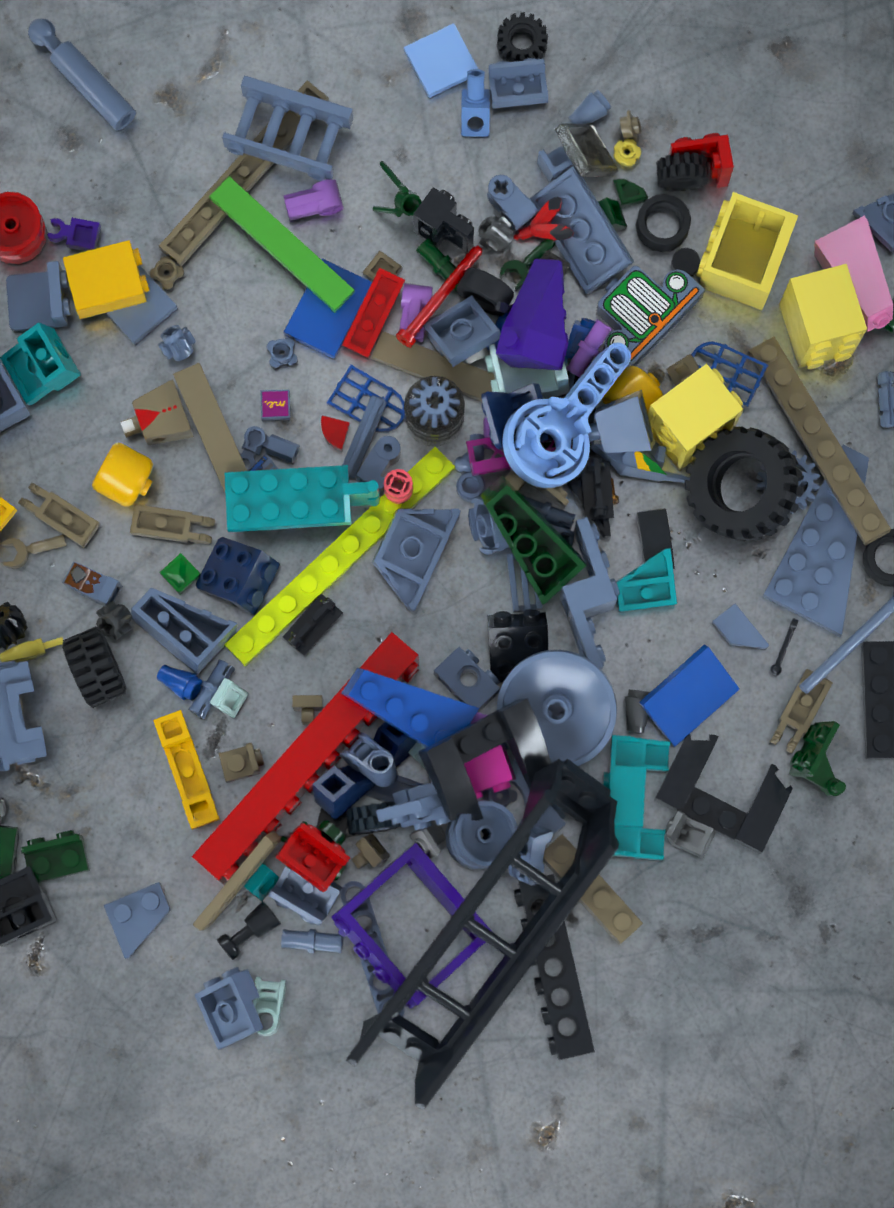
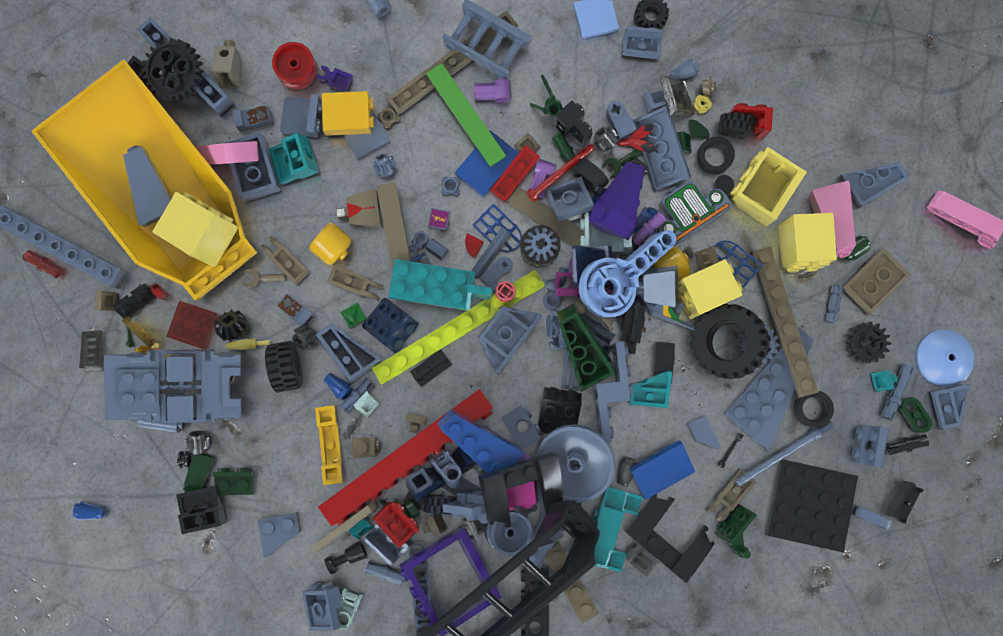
camera: 10 degrees right, 5 degrees up
(475, 104) = (612, 50): medium blue bracket -> none

